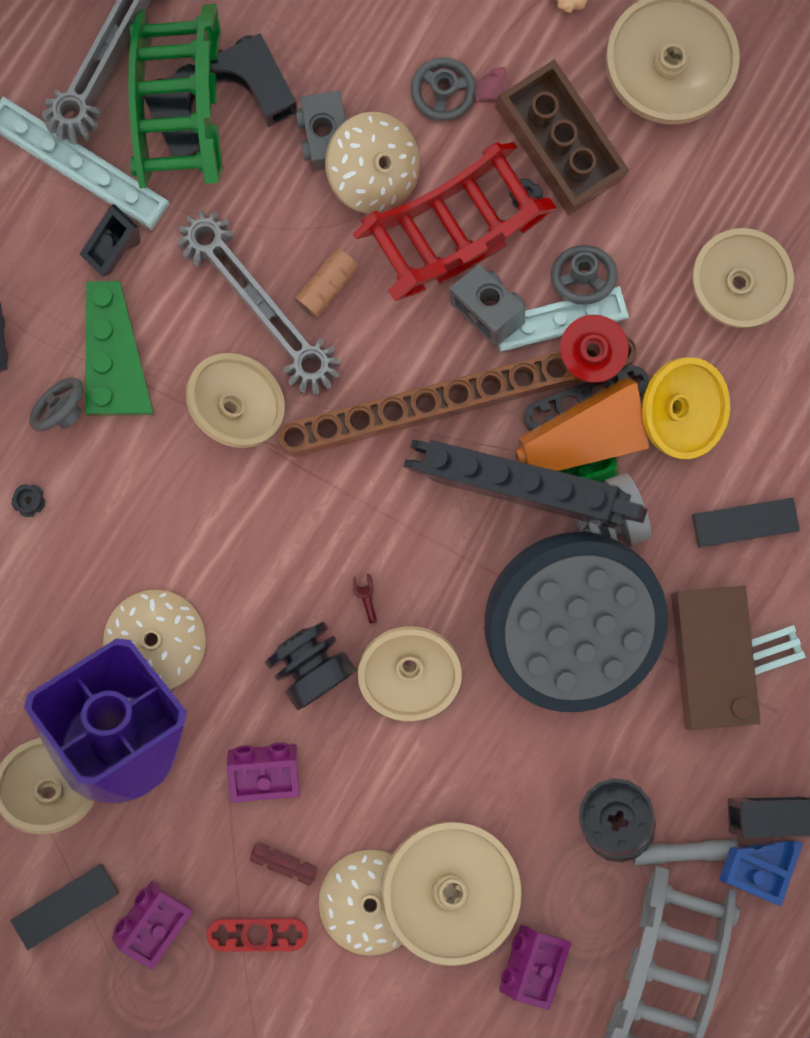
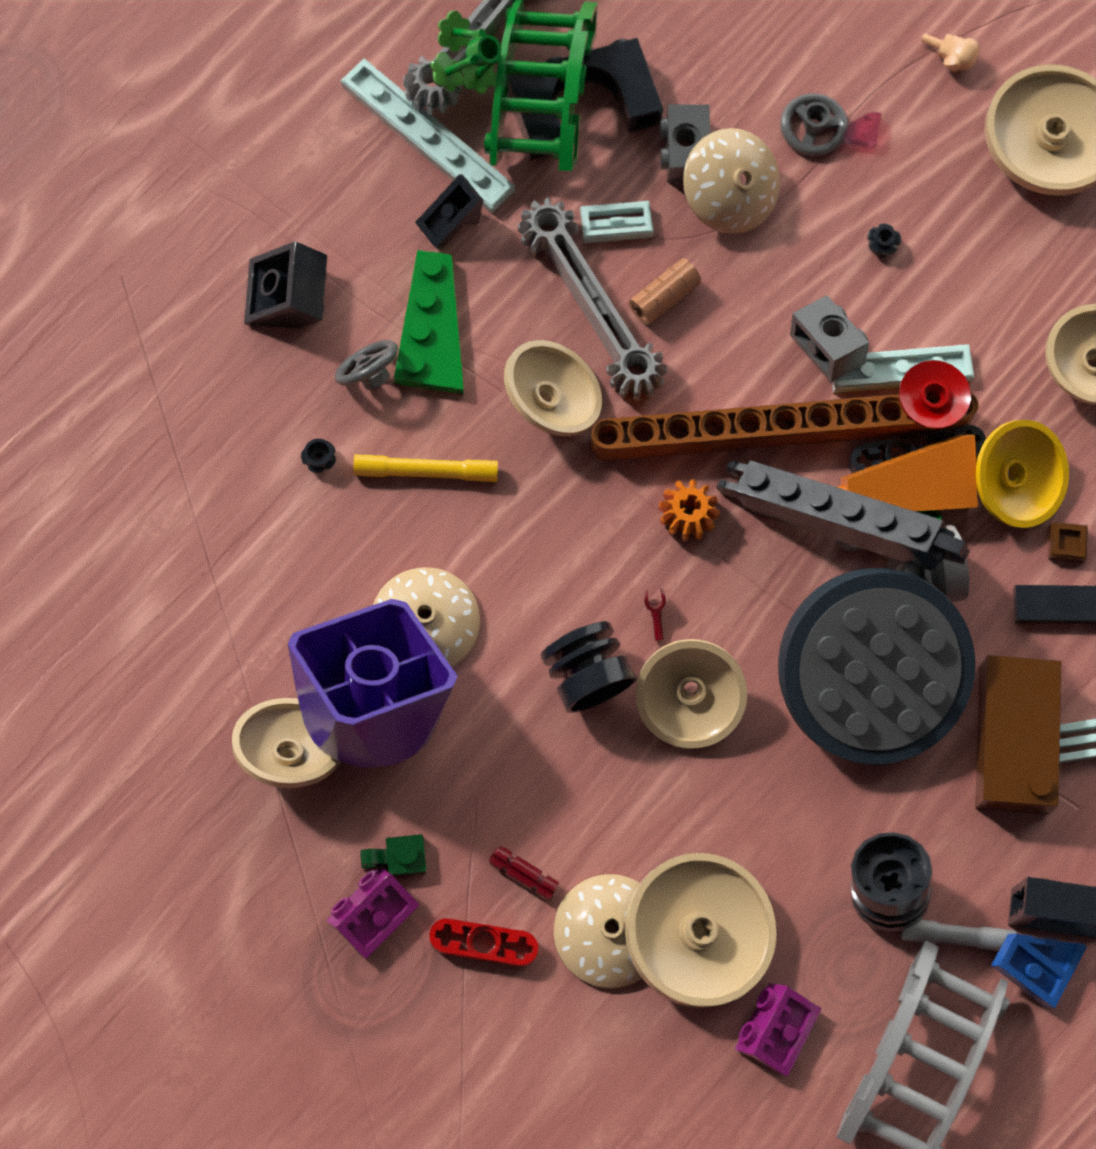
camera: 10 degrees right, 10 degrees down
(64, 906) = (282, 878): black tile -> none
(109, 80) = (481, 56): none -> bright green plant
(167, 490) = (384, 466): none -> yellow piece
(169, 867) = (402, 855): none -> dark green plate
(263, 772) = (518, 773): magenta bracket -> none
(274, 231) = (616, 222): none -> light aqua tile
(372, 488) = (674, 510): none -> orange gear
(467, 253) = (757, 298): red fence -> none
(561, 137) = (929, 188): reddish brown brick -> none
(584, 258) = (933, 323): dark grey piece -> none
(737, 462) = (1067, 542): none -> reddish brown tile

